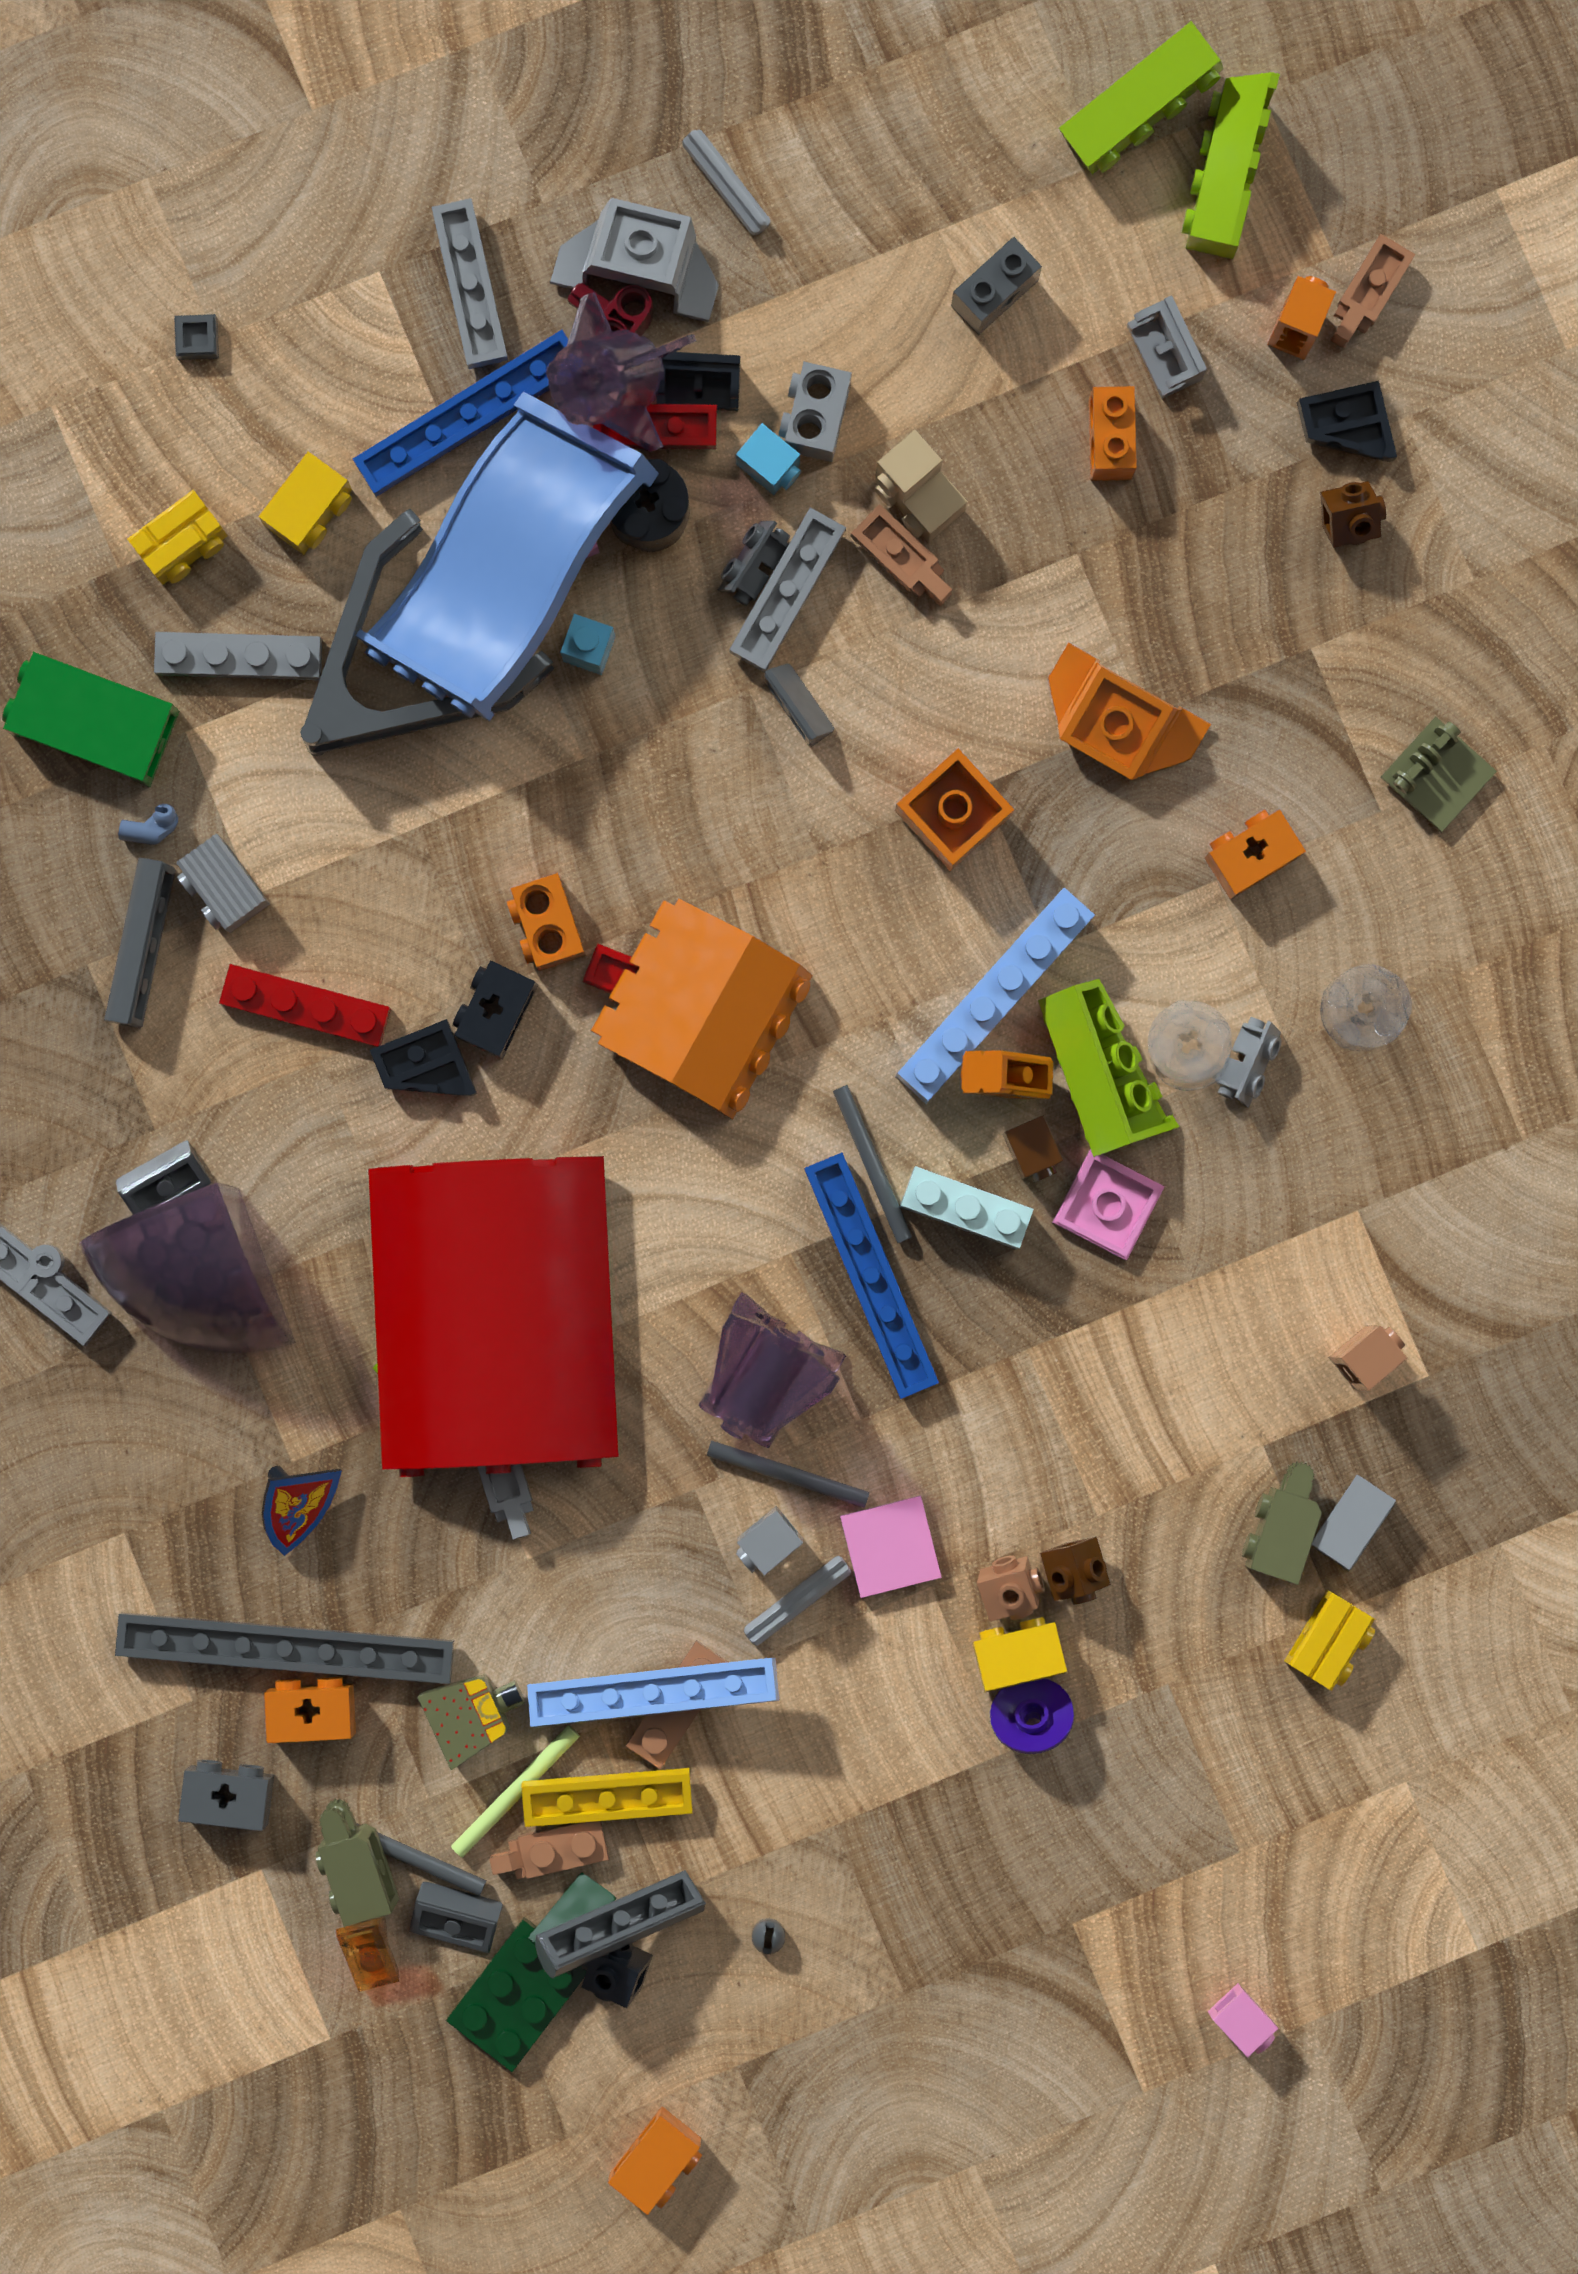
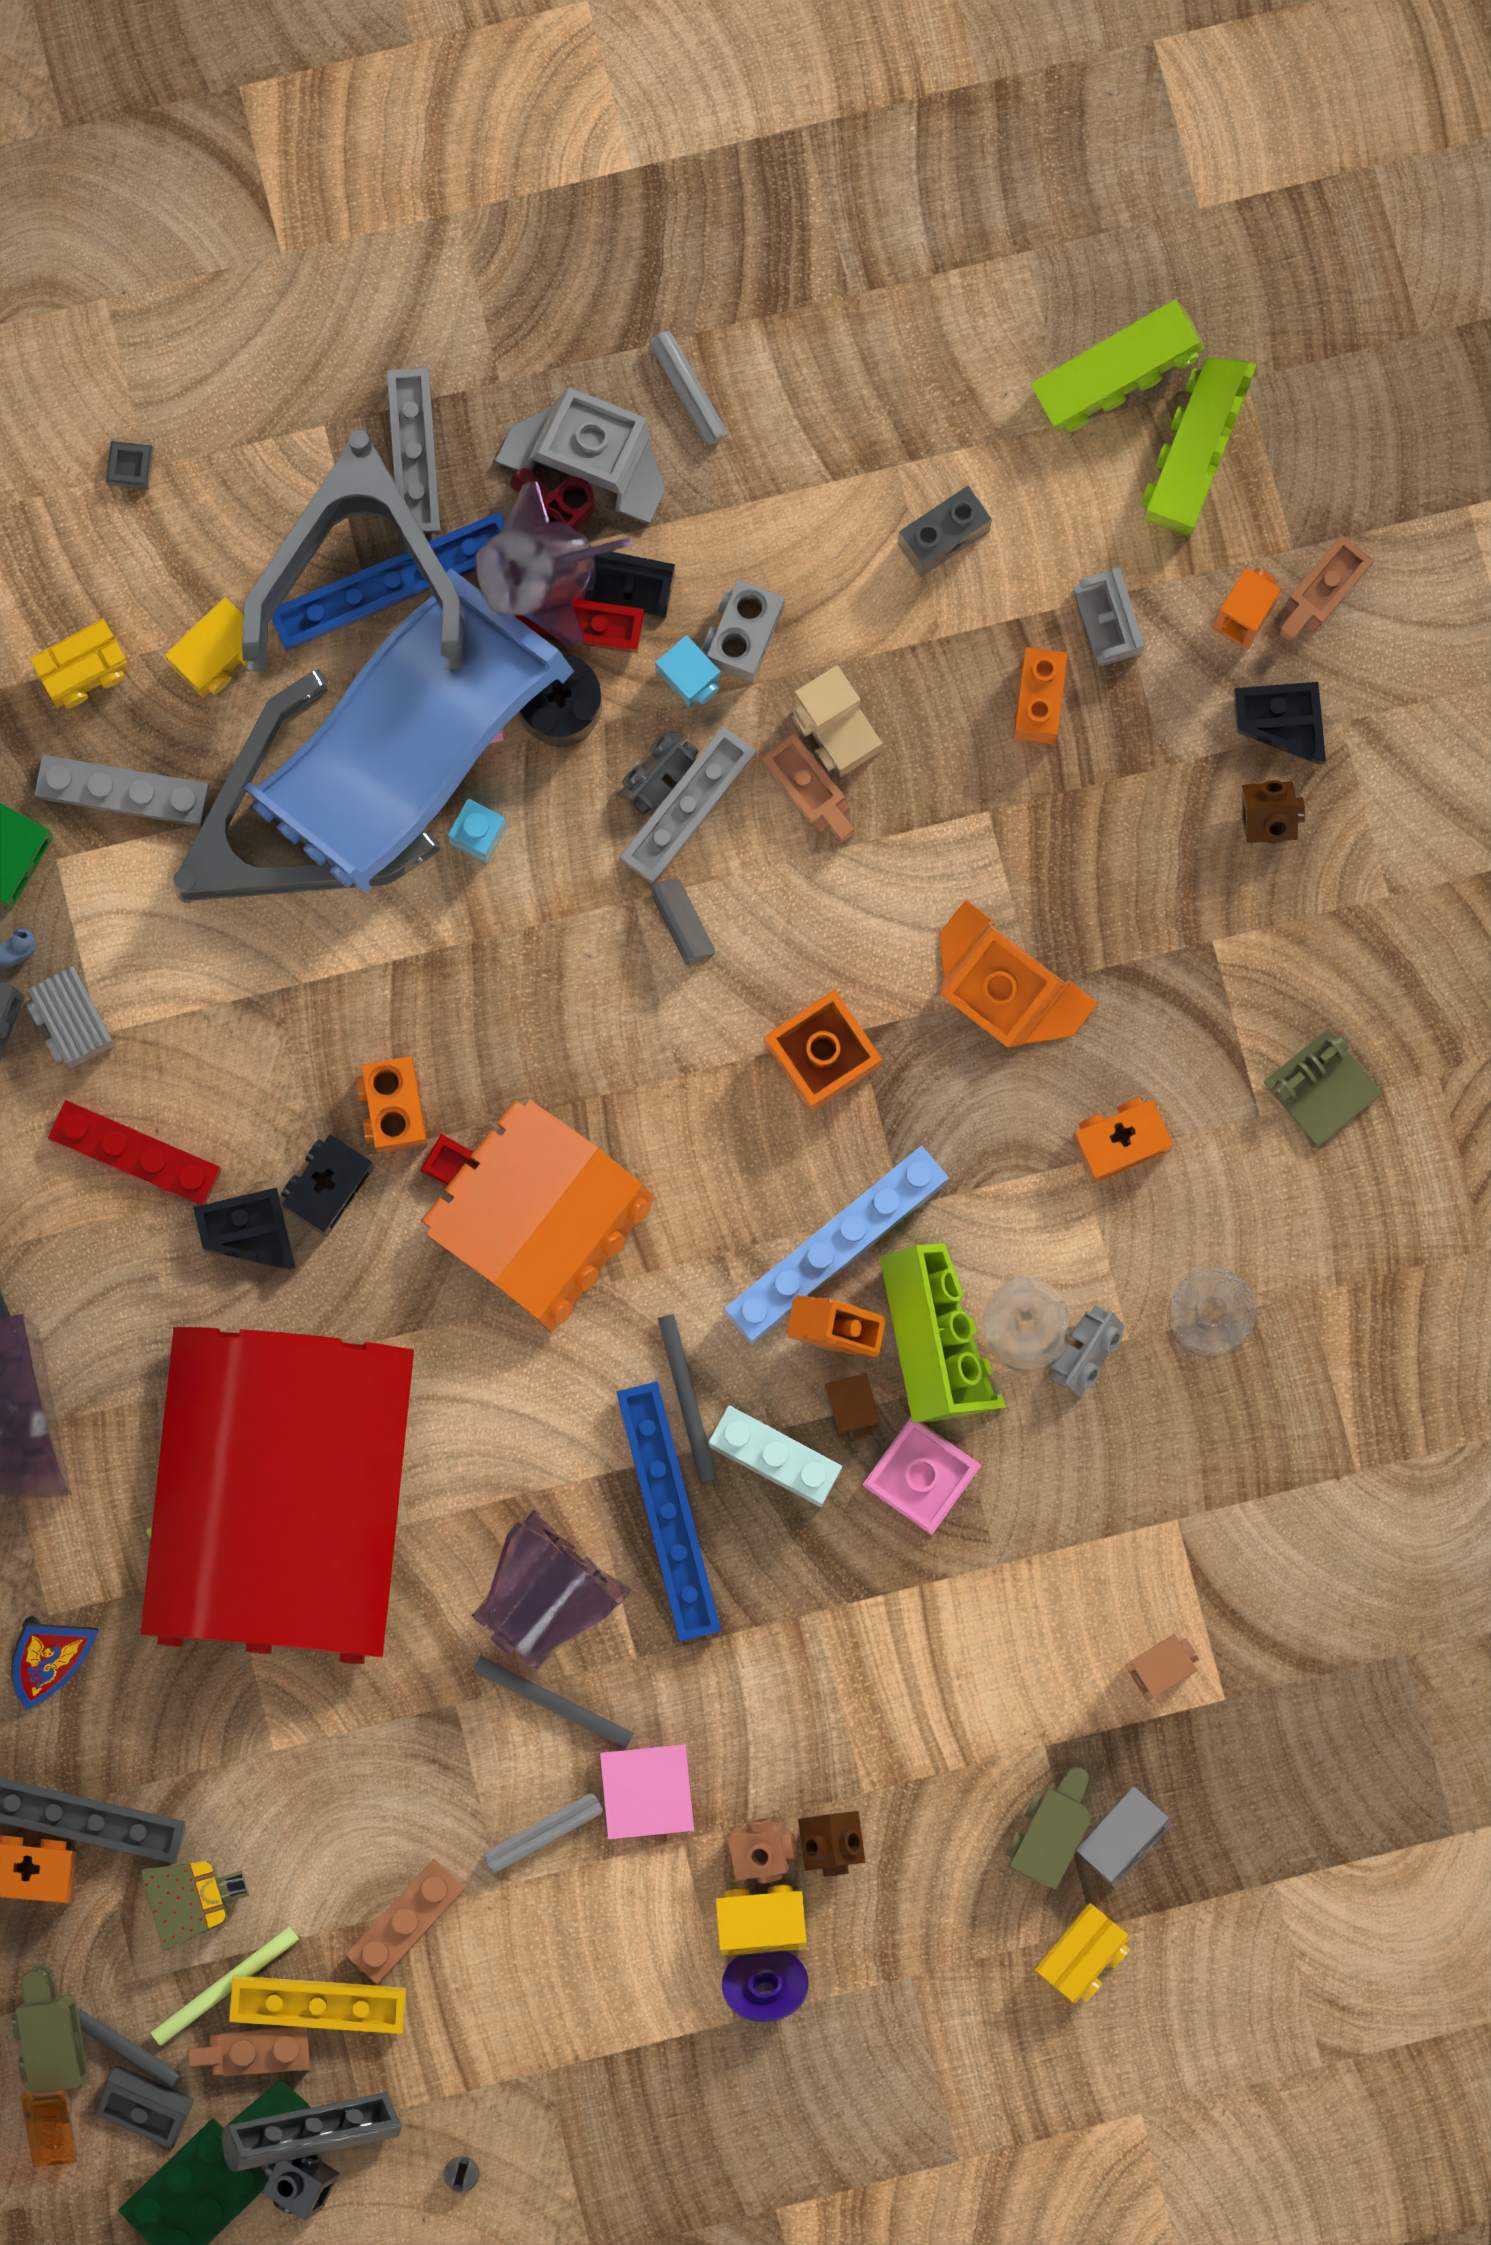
camera: 10 degrees right, 5 degrees down
(418, 325) = (352, 488): none -> piece
(509, 1498) = (264, 1682): light grey hinge -> none
(653, 1692) = (381, 1902): light blue plate -> none
(768, 1542) = (521, 1765): light grey brick -> none

